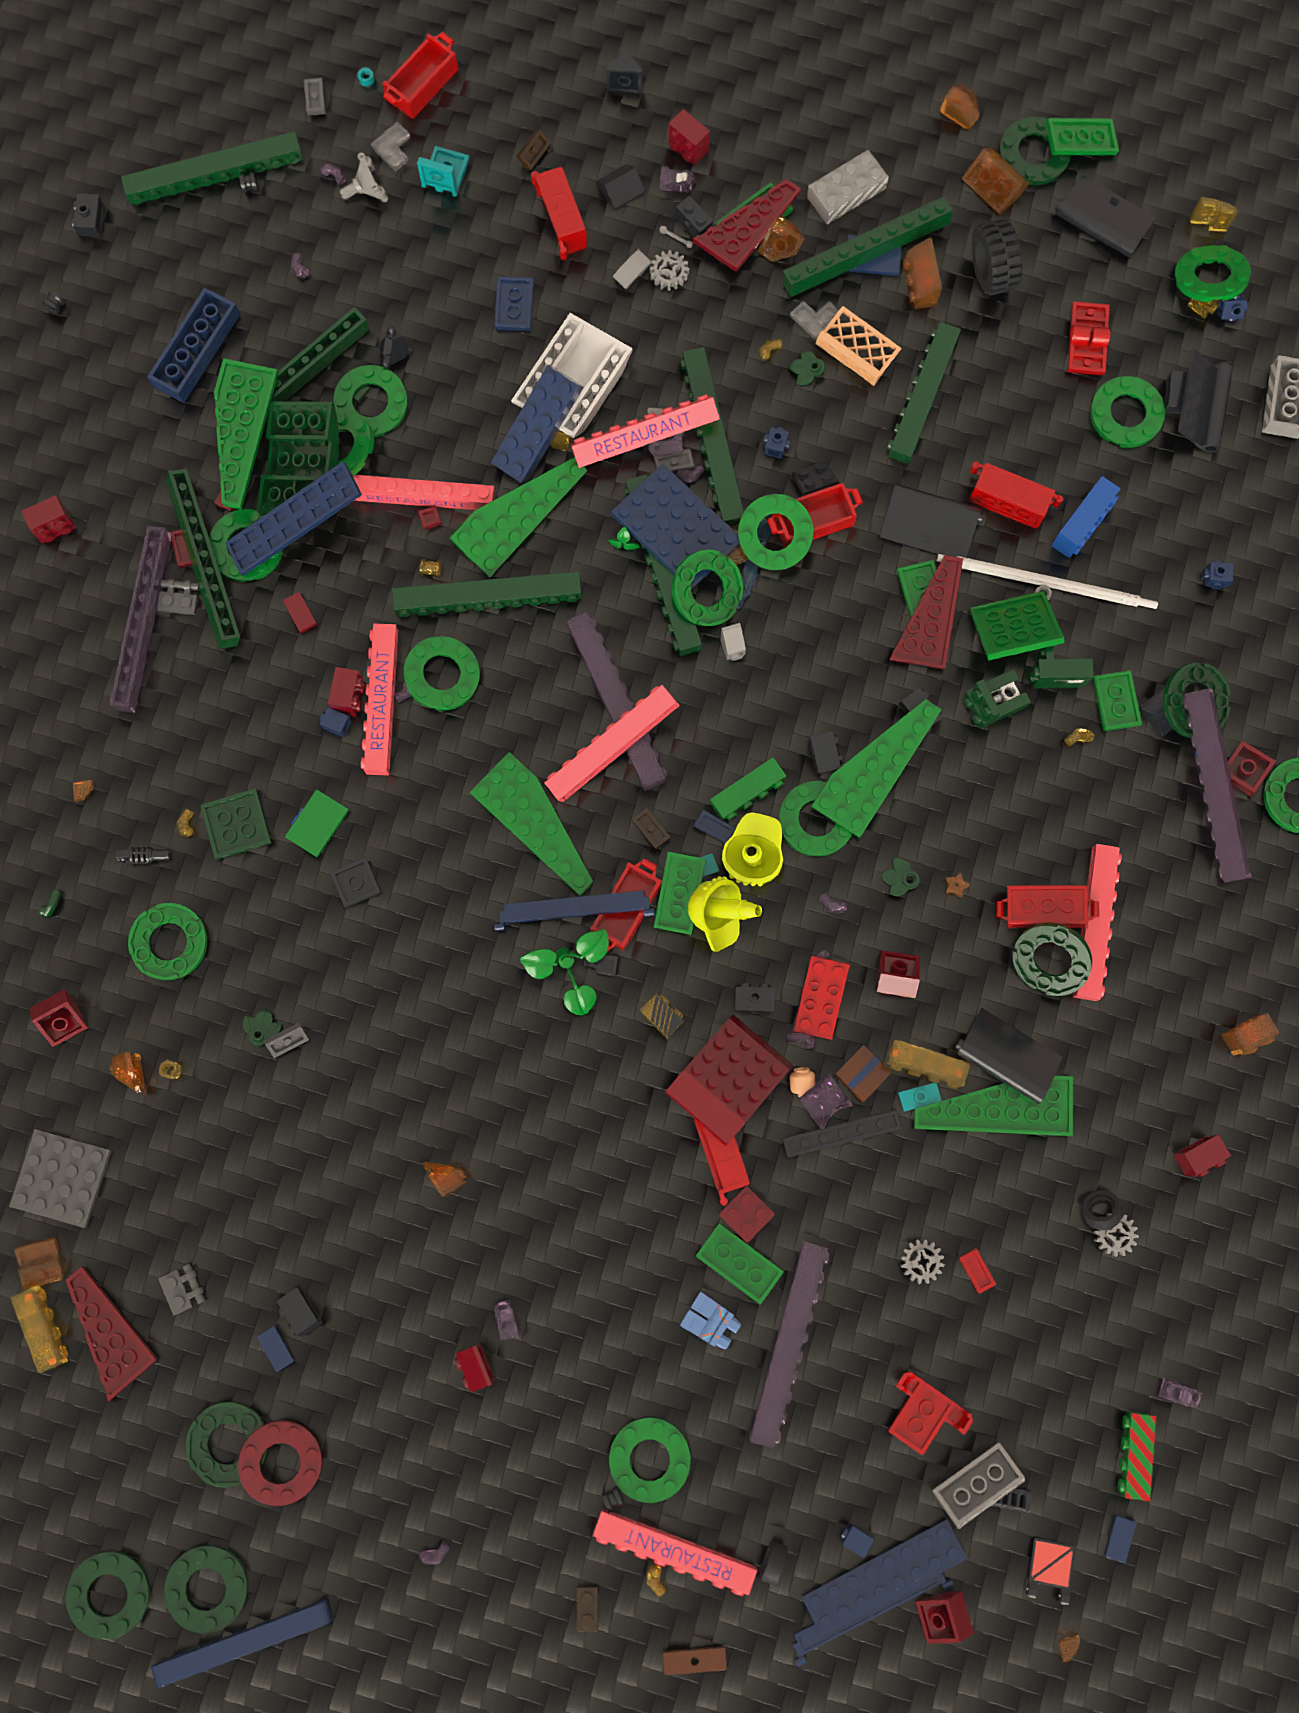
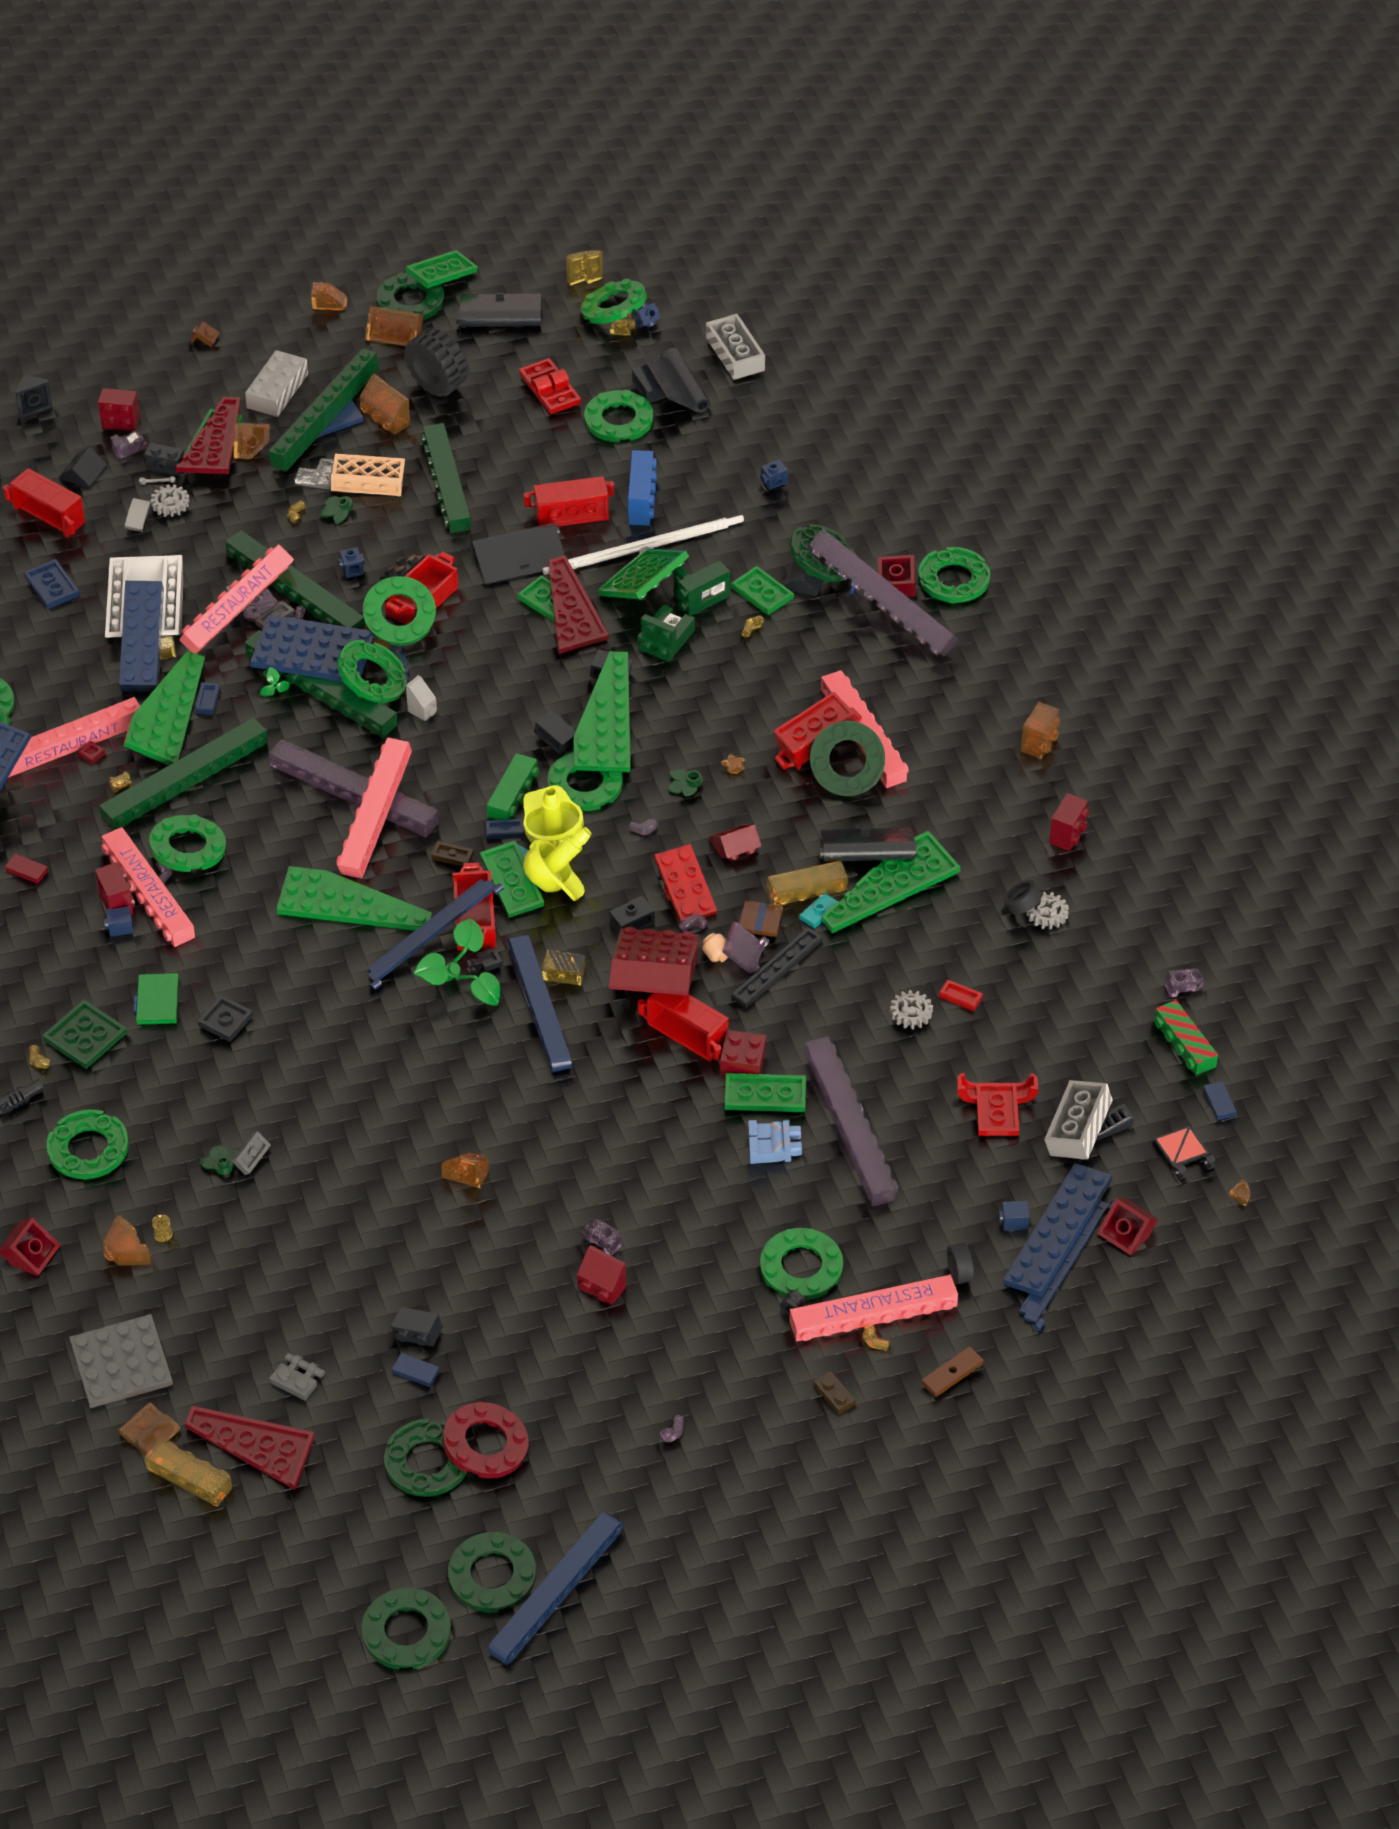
camera: 35 degrees left, 30 degrees down
(561, 518) = (207, 698): none -> dark blue tile
(617, 1040) = (540, 1003): none -> dark blue beam
(823, 87) = (204, 333): none -> reddish brown bracket

